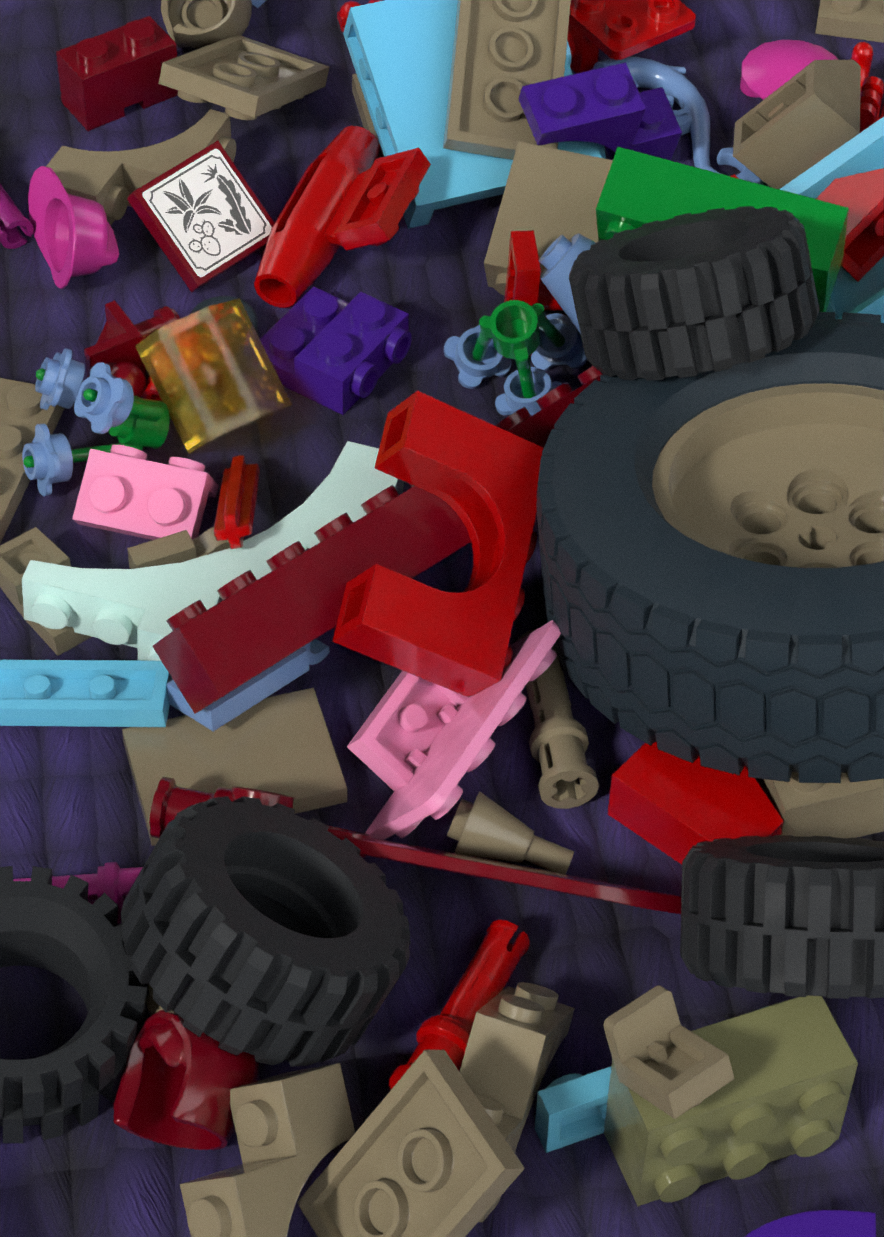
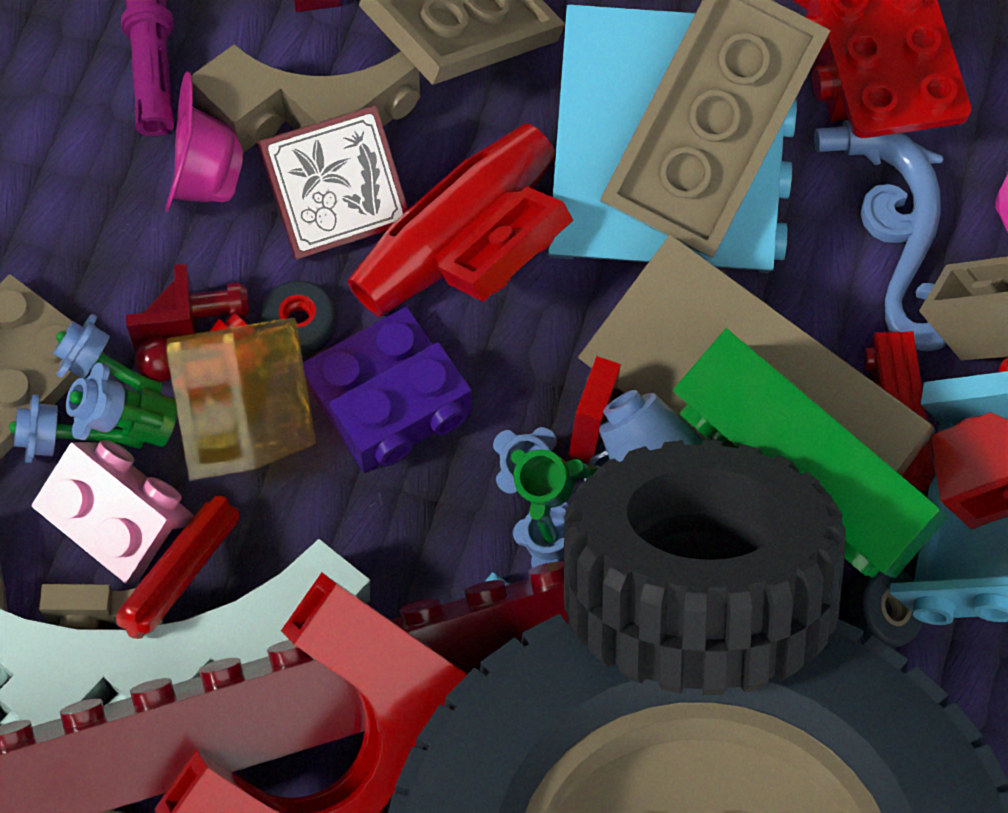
camera: 25 degrees right, 15 degrees up
(602, 109) = (784, 224): dark purple arch -> none

